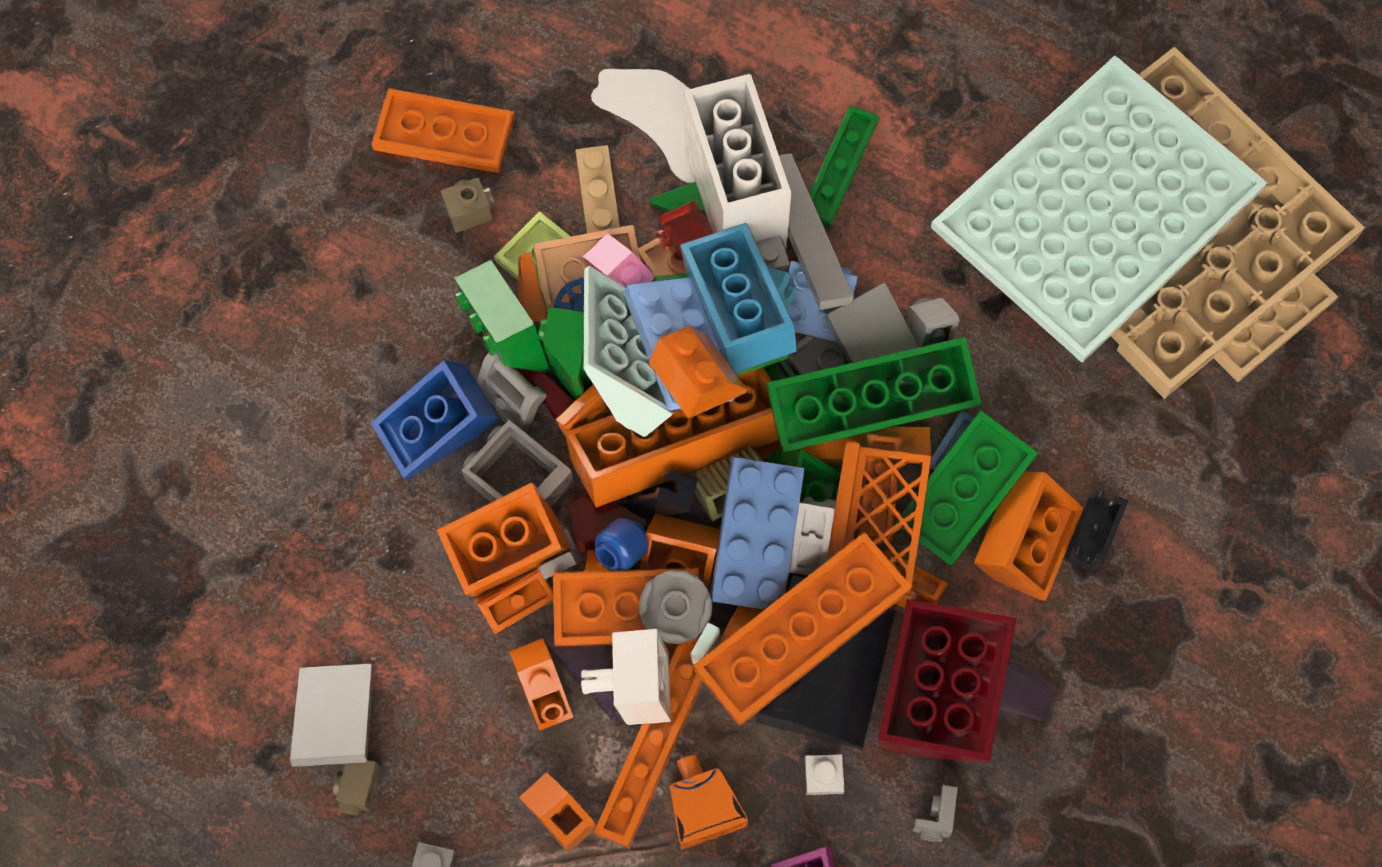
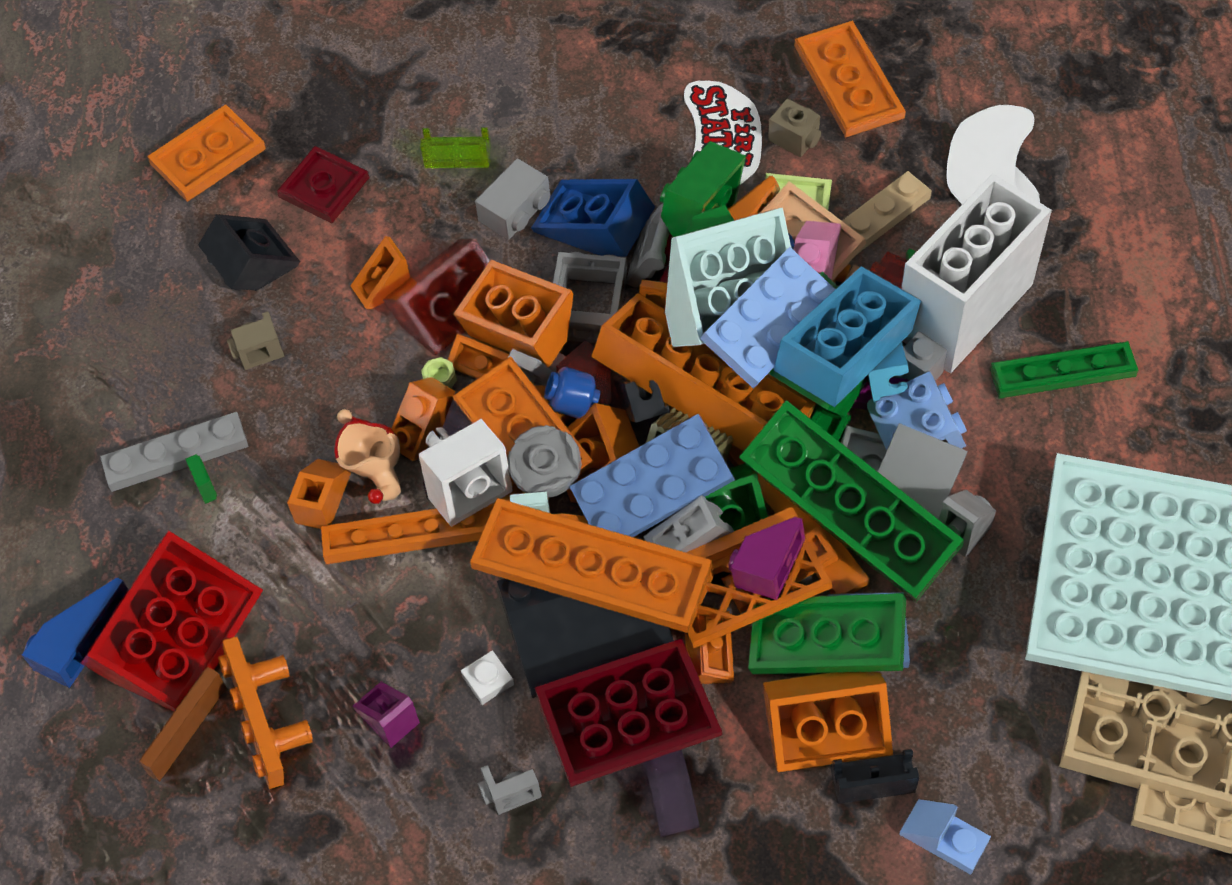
camera: 60 degrees right, 10 degrees down
(99, 715) = (206, 152): none -> orange plate
(216, 629) = (323, 184): none -> dark red tile
(248, 739) = (246, 251): none -> black slope
(272, 490) = (456, 151): none -> clear neon green hinge
(332, 715) = (299, 290): tile -> none
(366, 633) = (381, 274): none -> orange slope
(367, 474) = (513, 199): none -> light grey brick
(420, 260) = (726, 119): none -> sticker
(425, 592) = (431, 296): none -> clear red slope
(501, 642) = (440, 370): none -> yellowish green tile
(550, 749) = (369, 452): none -> light nougat piece
(605, 89) = (986, 145): none -> white sticker
(694, 371) = (746, 330): orange slope -> none
(703, 804) = (395, 595): orange torso -> none
(813, 245) = (967, 368): light grey tile -> none
(884, 491) = (767, 558): none -> magenta slope
(1169, 513) = (941, 833): none -> light blue slope

